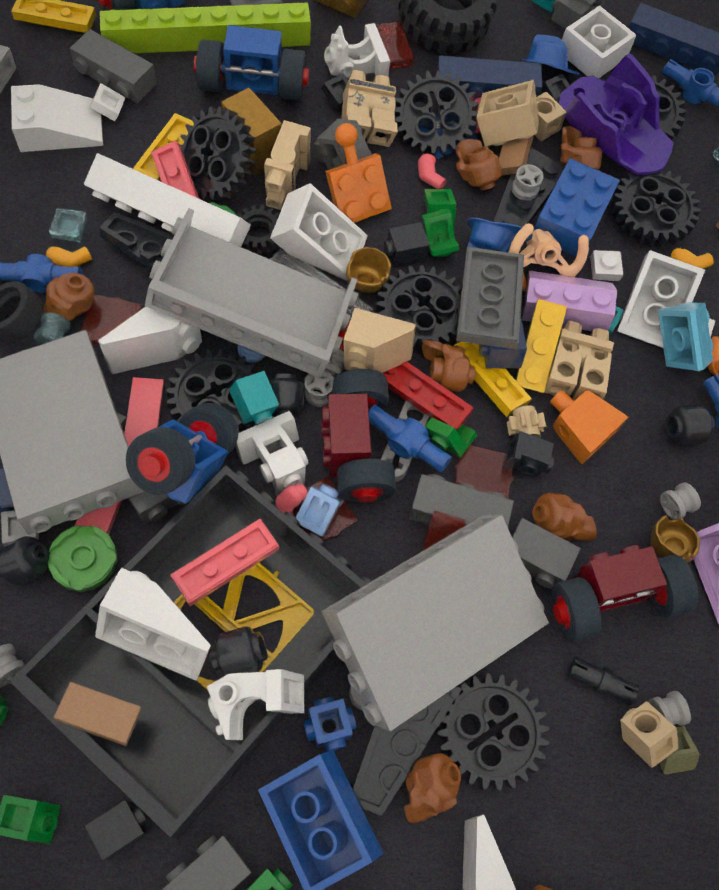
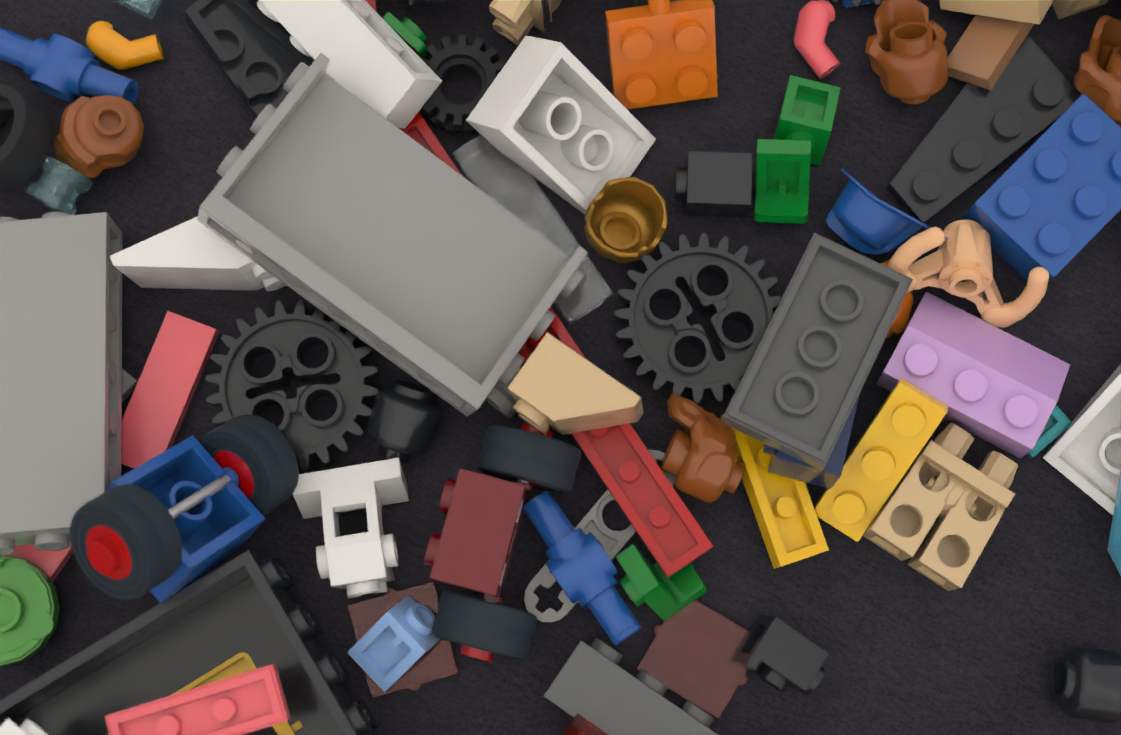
camera: 30 degrees right, 15 degrees up
(107, 315) = (160, 187): clear red piece -> none
(254, 398) = (343, 427): teal brick -> none
(291, 498) = (349, 617): coral arm -> none
(324, 384) = (467, 437): light grey wheel -> none
(527, 182) = (992, 112): light grey wheel -> none
(527, 421) = (800, 596): tan gear -> none
(585, 422) = (908, 624): orange torso -> none
(606, 265) = (1076, 321): white plate -> none

